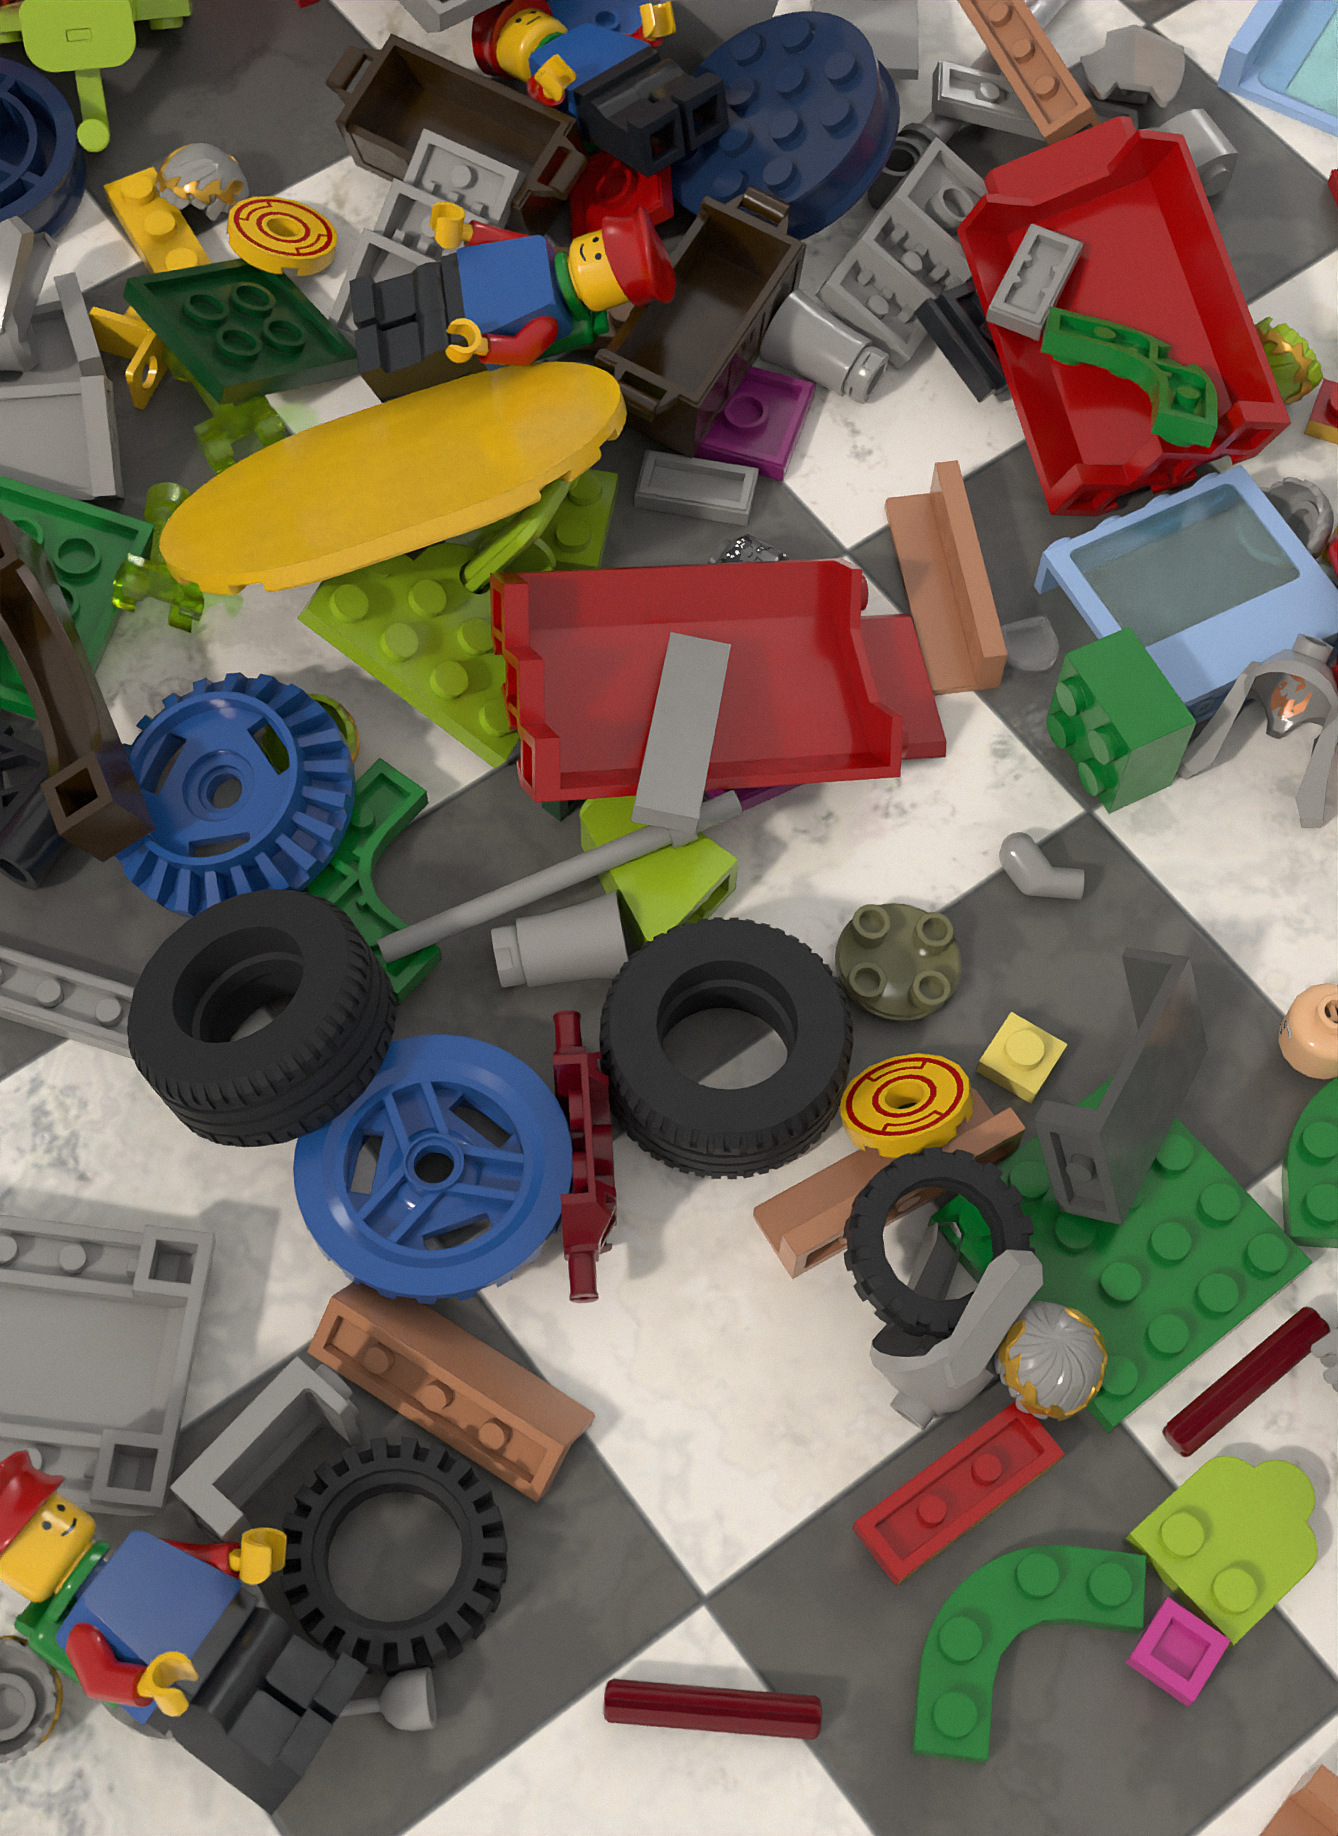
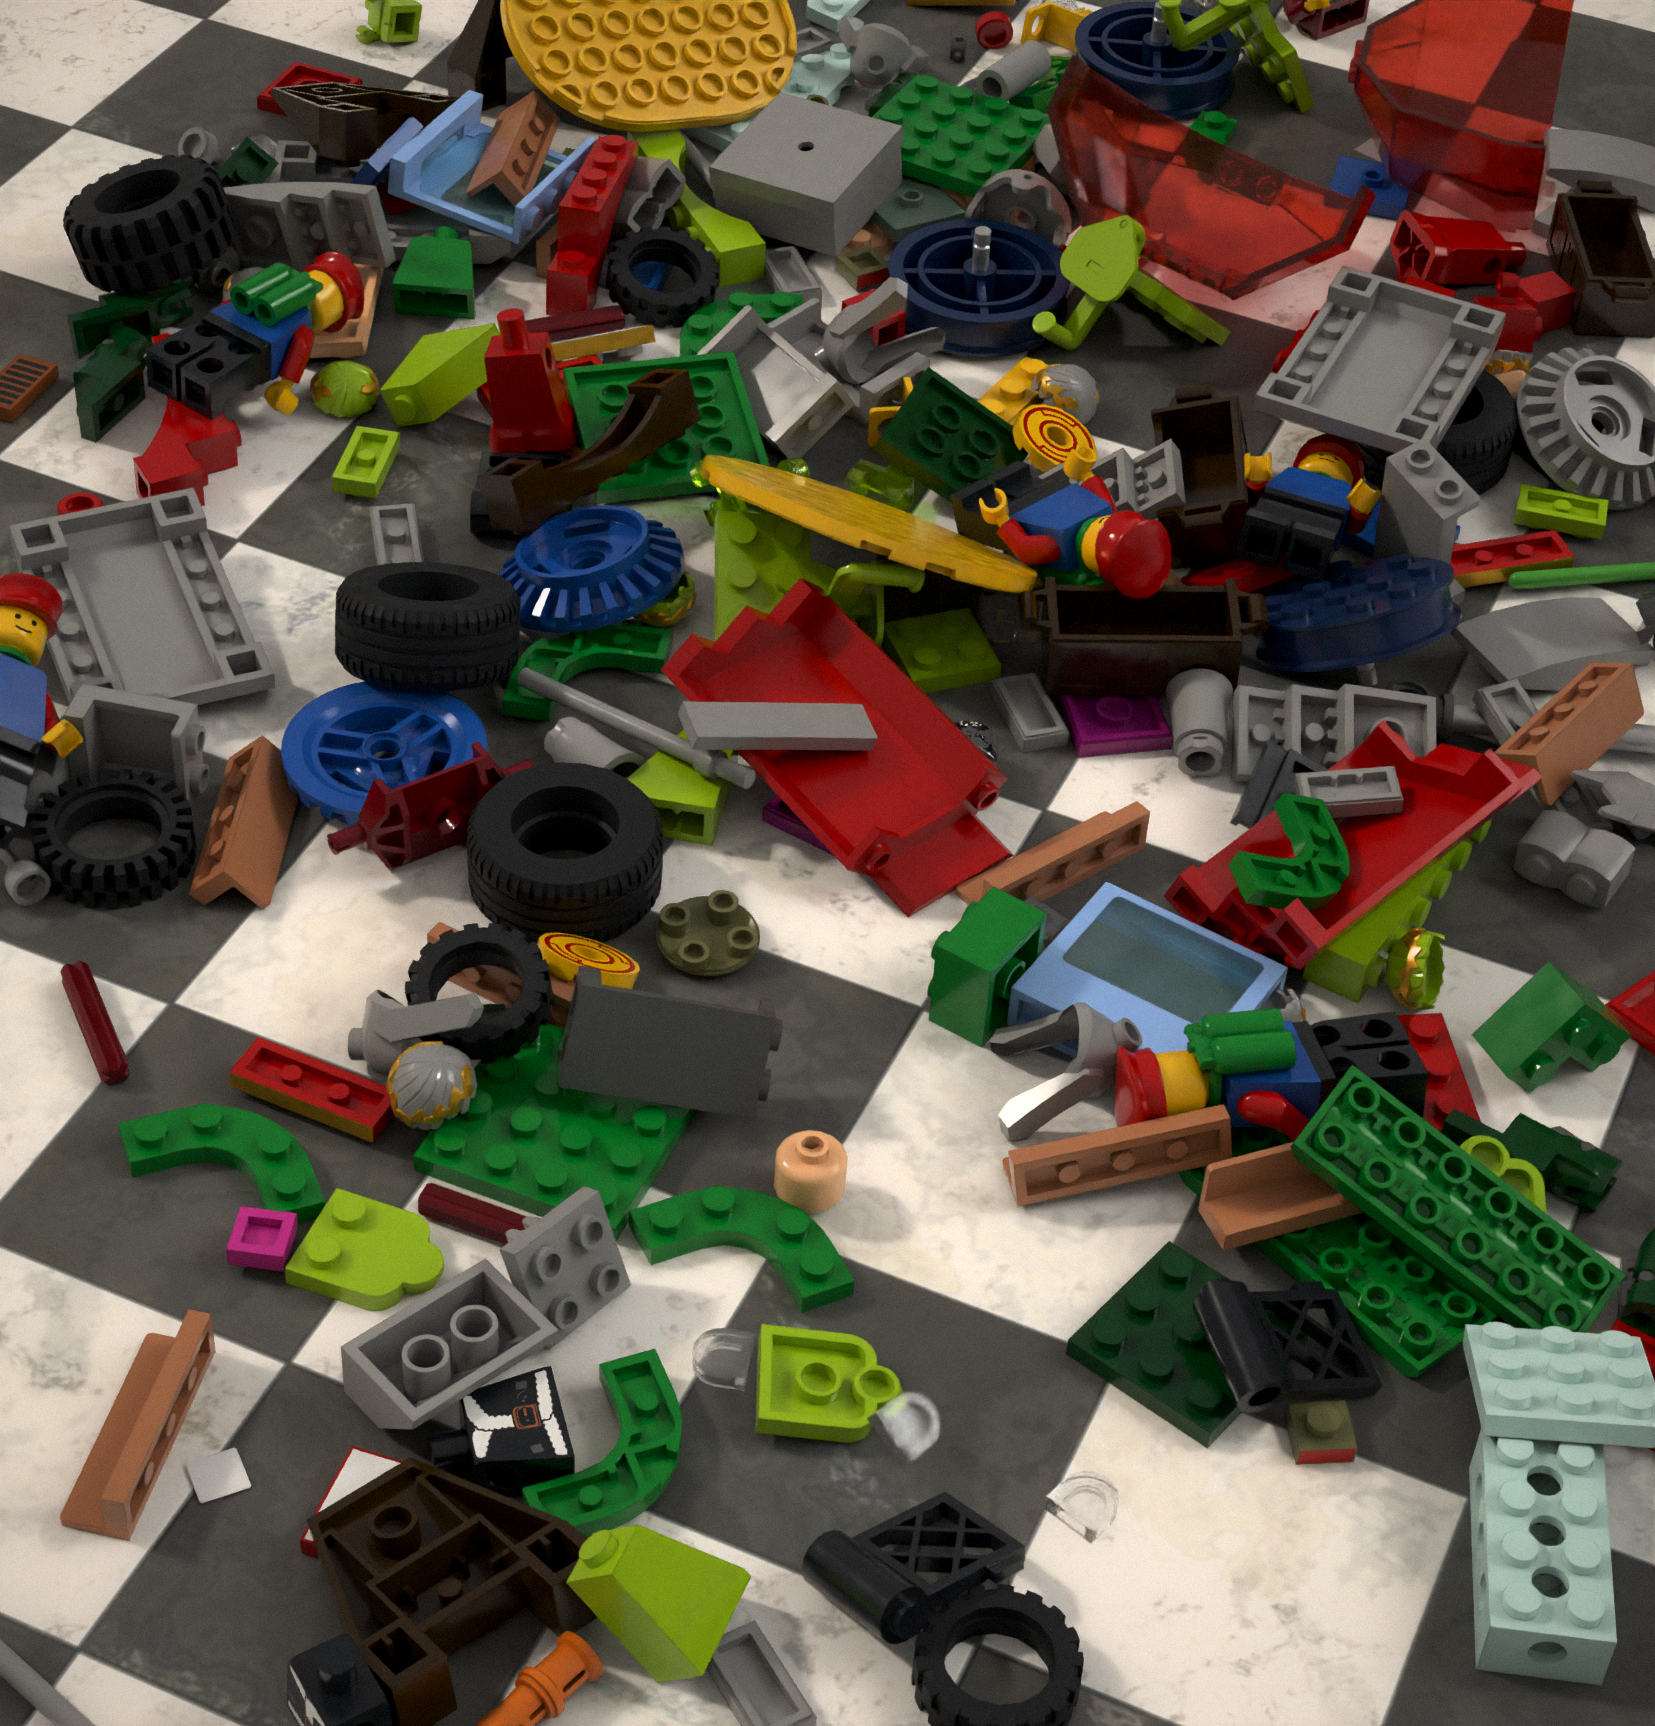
camera: 60 degrees right, 20 degrees down
(1034, 873) = (835, 986): light grey arm -> none

